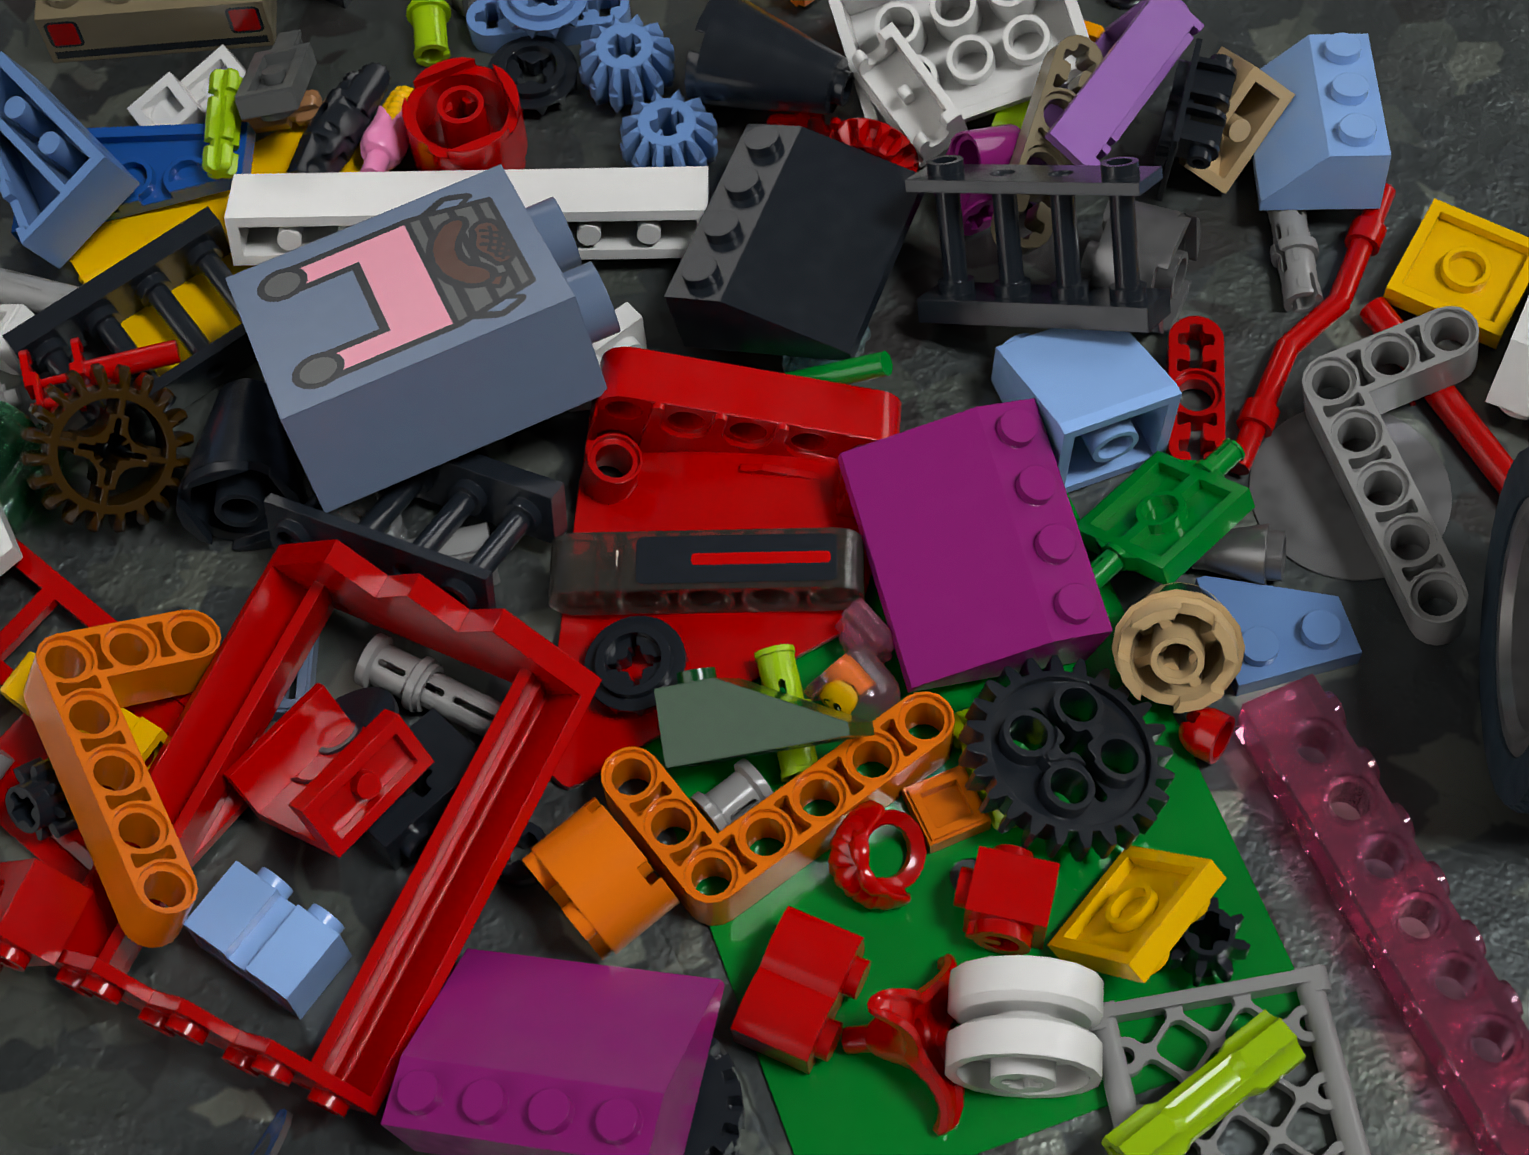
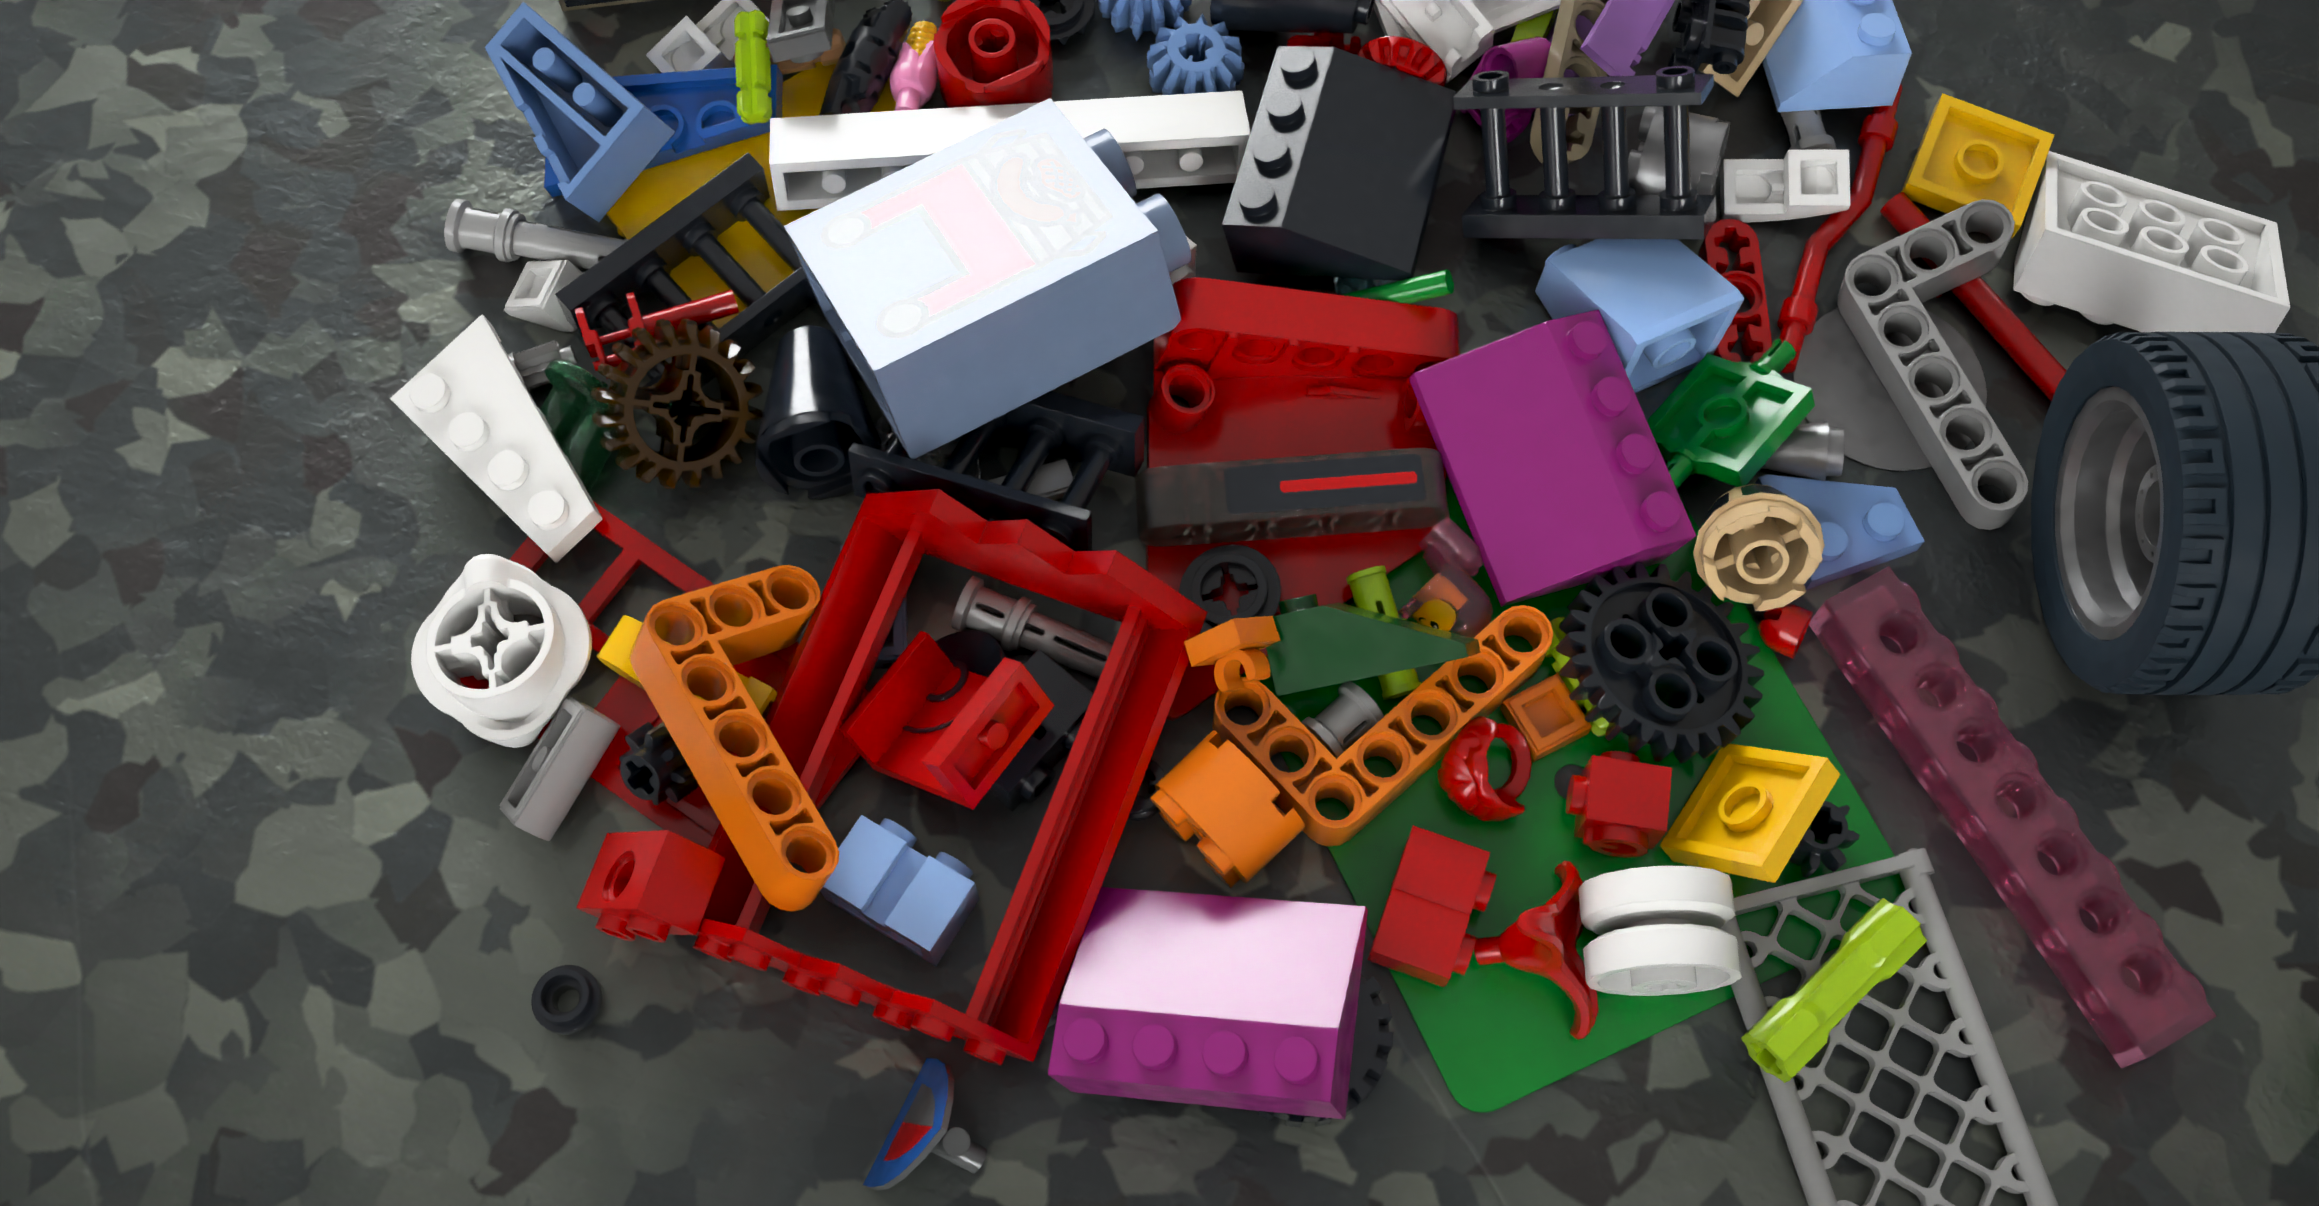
camera: 10 degrees left, 5 degrees up
(623, 717) = (1232, 645): none -> orange tile
(1259, 288) = (1787, 188): none -> white slope

